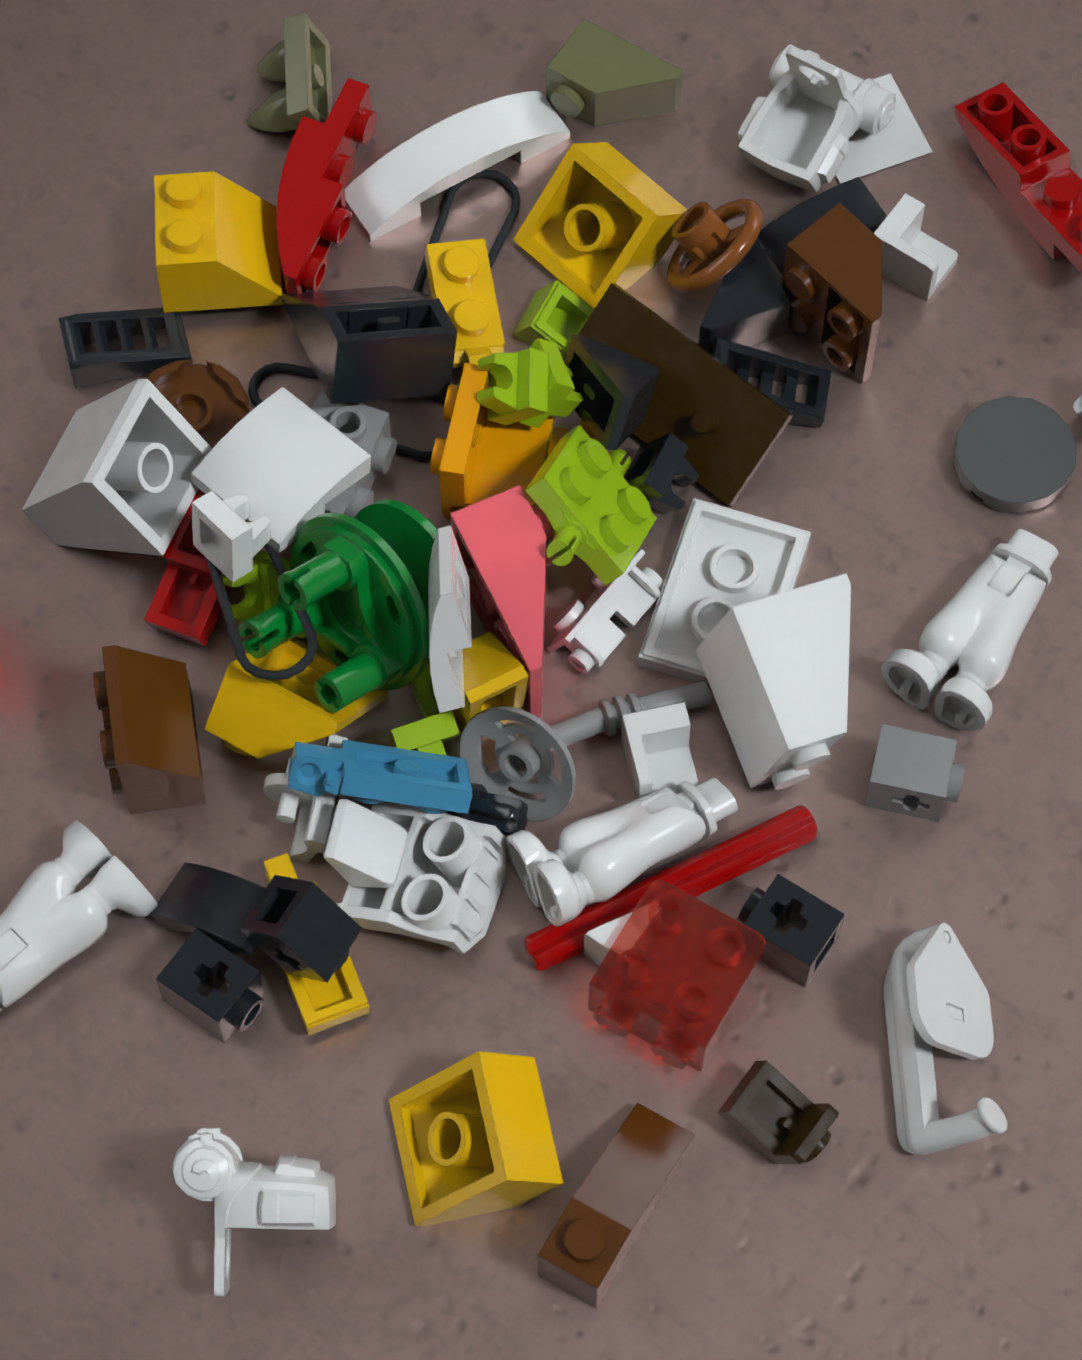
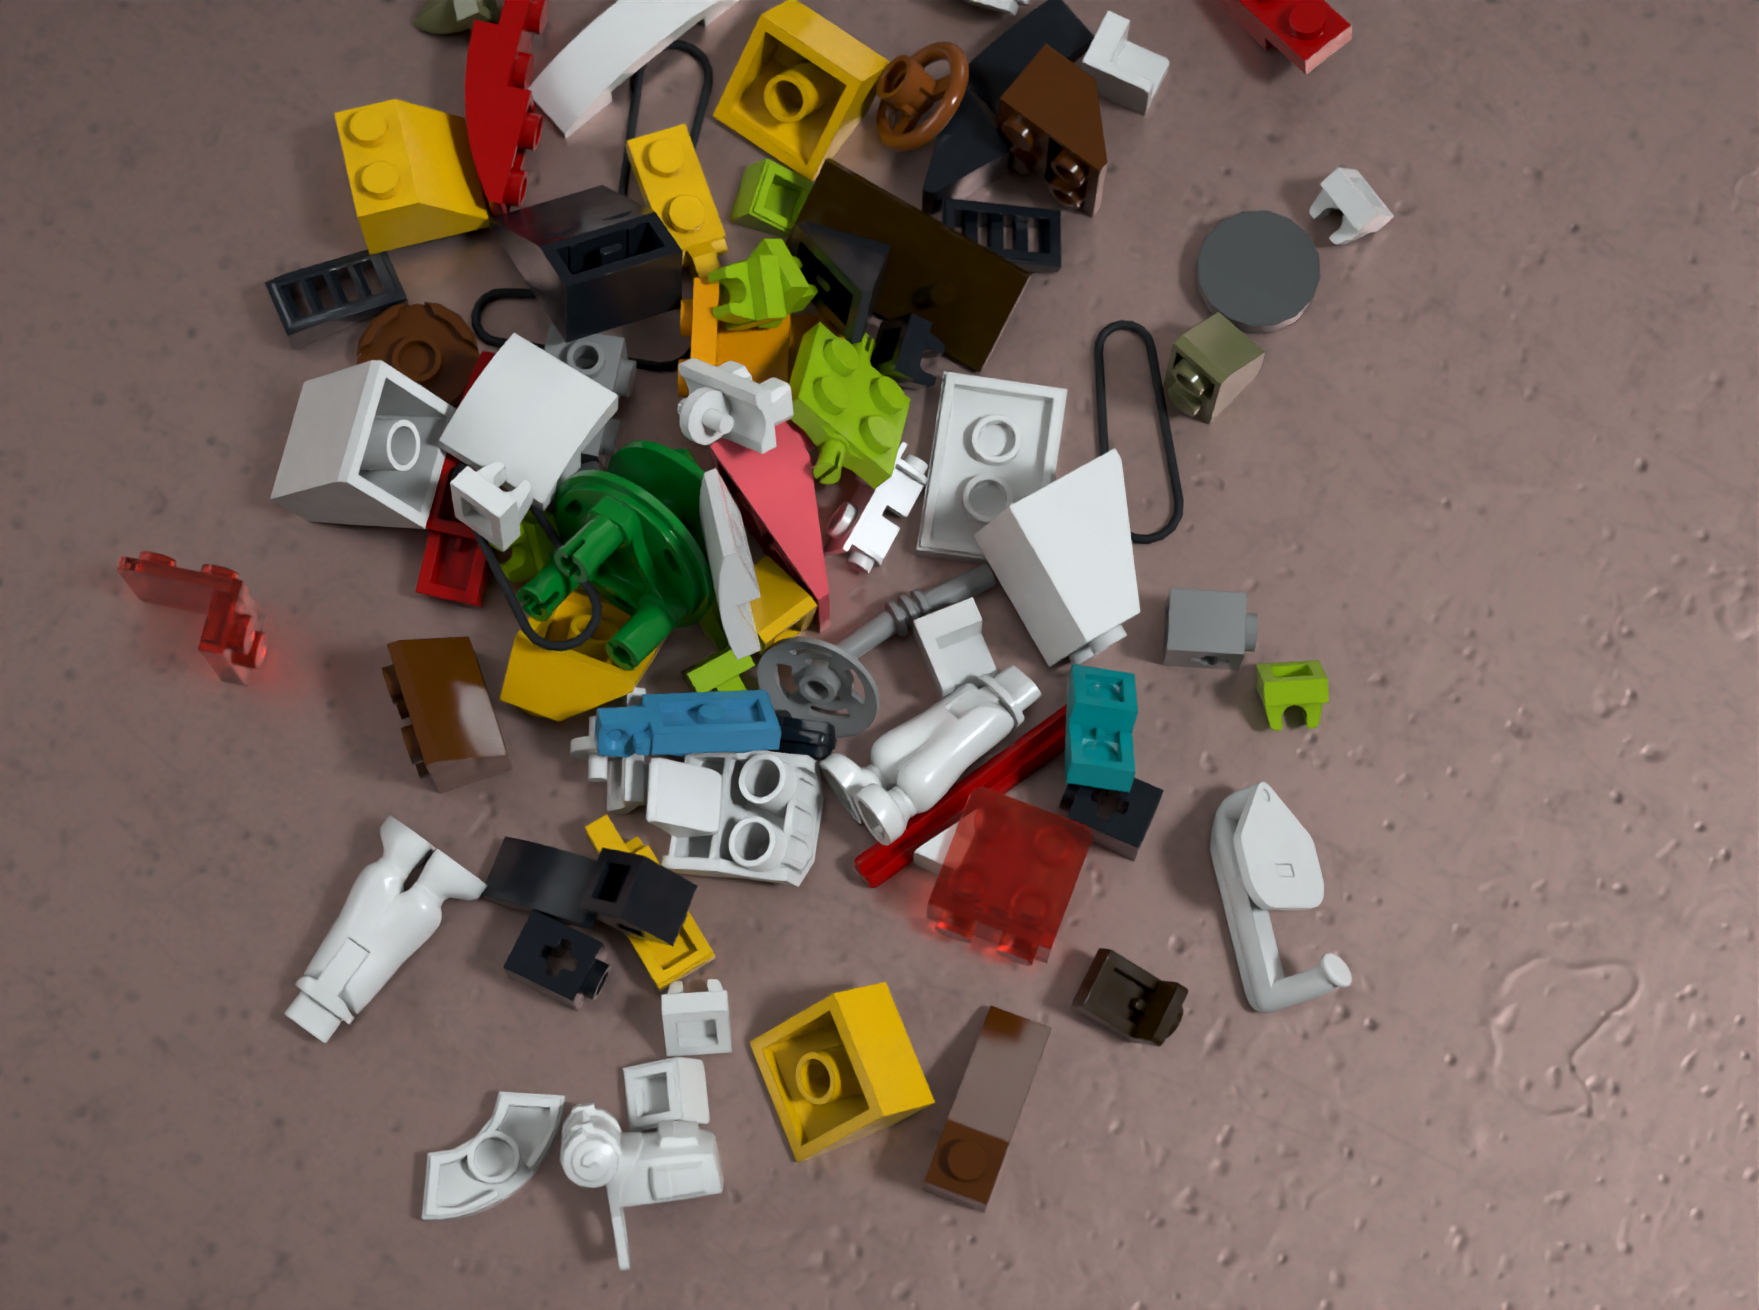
camera: 10 degrees left, 10 degrees up
(111, 1174) = (496, 1160): none -> white tile
(297, 1128) = (666, 1092): none -> white slope
(338, 1067) = (696, 1020): none -> white tile
(478, 475) = (731, 405): none -> white hips
(790, 845) = (1100, 728): none -> teal slope
(901, 563) = (1163, 416): none -> black piece
(954, 528) = (1211, 367): none -> olive slope
(976, 633) = (1248, 471): white piece -> none
(990, 839) = (1289, 685): none -> lime tile

